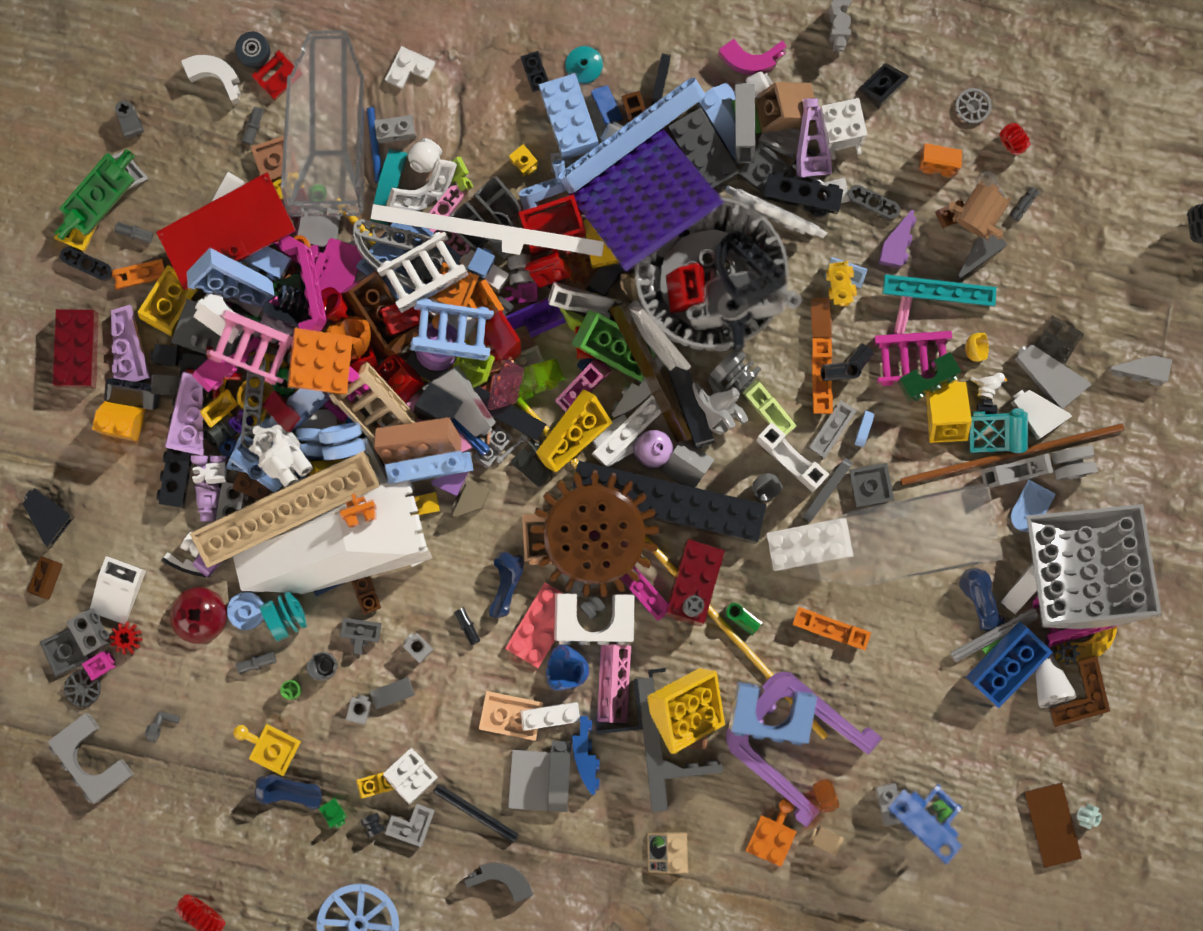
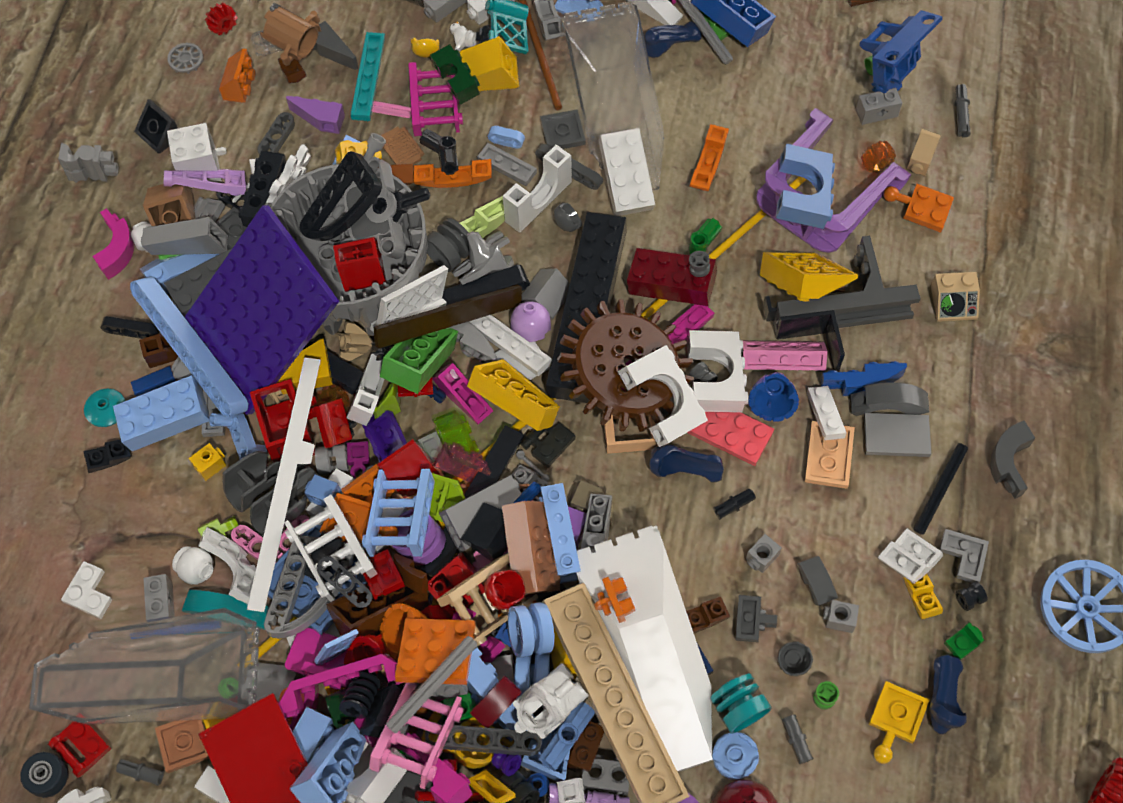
camera: 90 degrees left, 20 degrees down
(284, 358) = (434, 681): none -> light grey axle
(334, 279) = (335, 648): none -> light blue window
(375, 419) = (504, 589): none -> red hair
(381, 288) = (326, 575): none -> black beam
(442, 502) = (597, 521): none -> light grey slope
(544, 585) = (686, 412): none -> white arch
(858, 325) = (402, 147): none -> medium nougat window
(885, 890) = (962, 103): none -> dark grey axle

